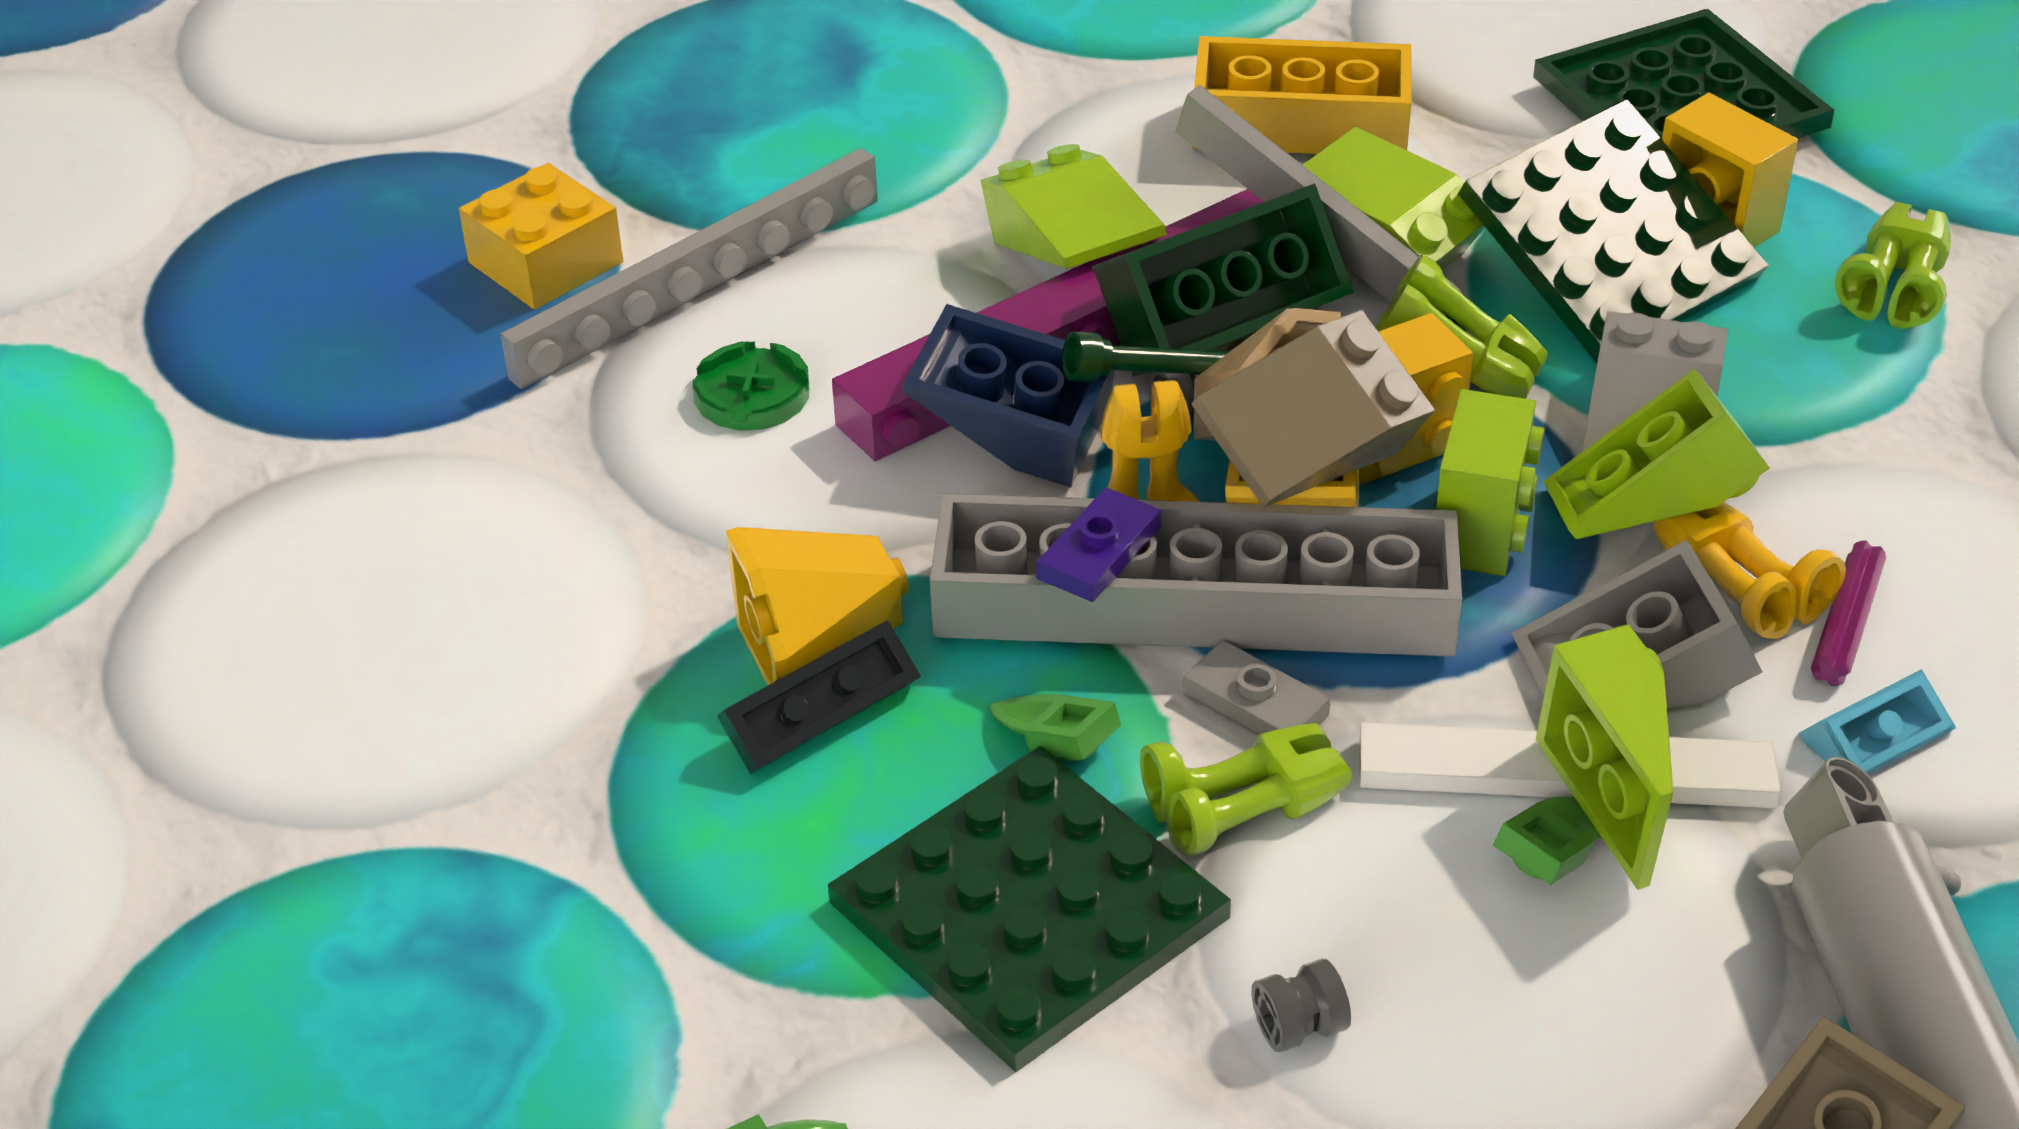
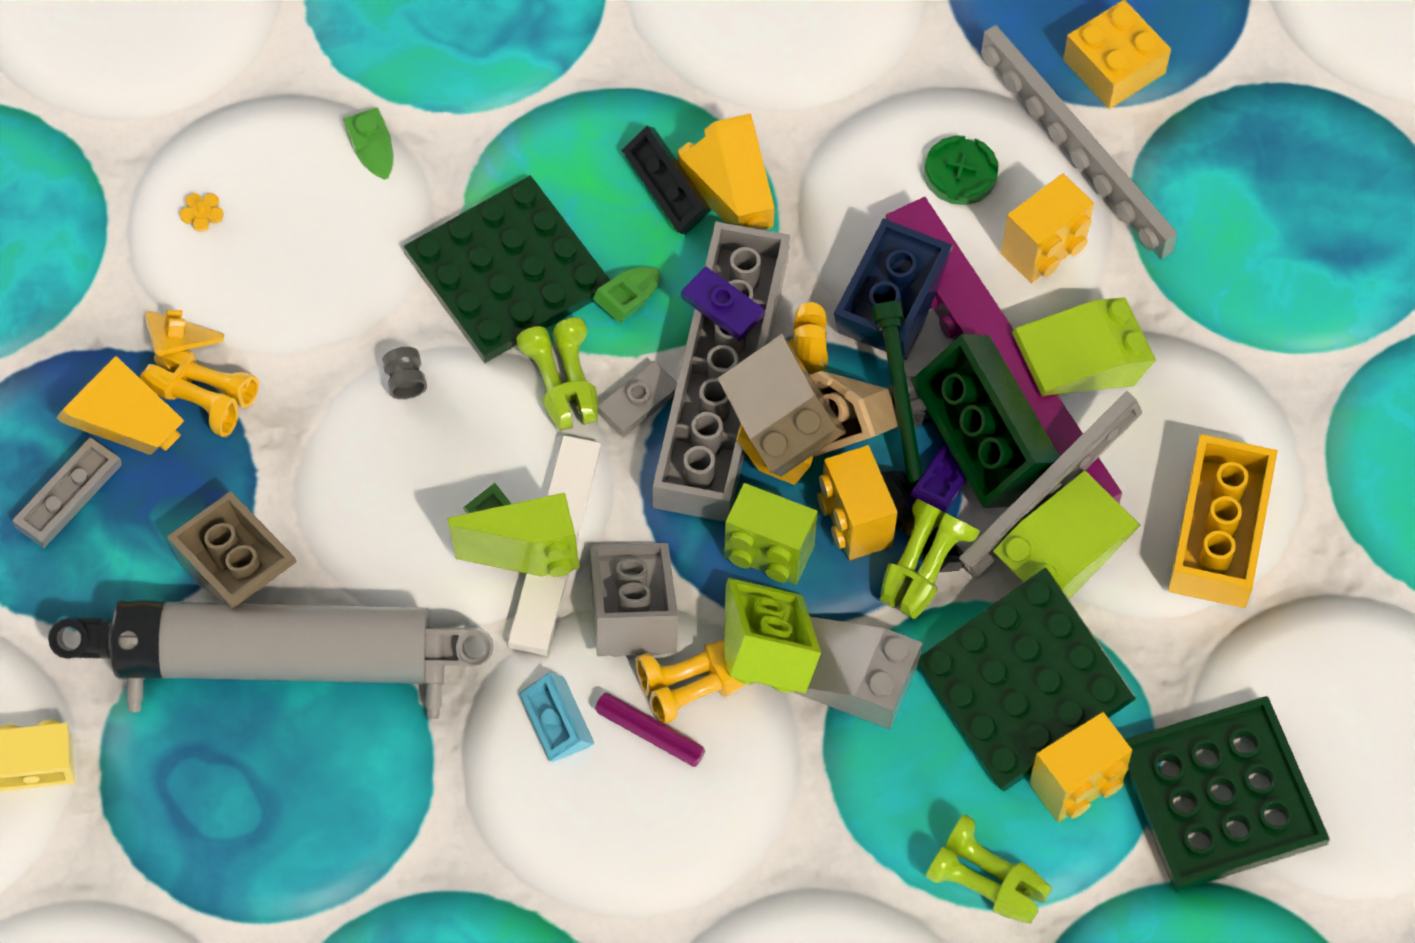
camera: 95 degrees right, 20 degrees up
(872, 259) = (1047, 228): none -> yellow piece

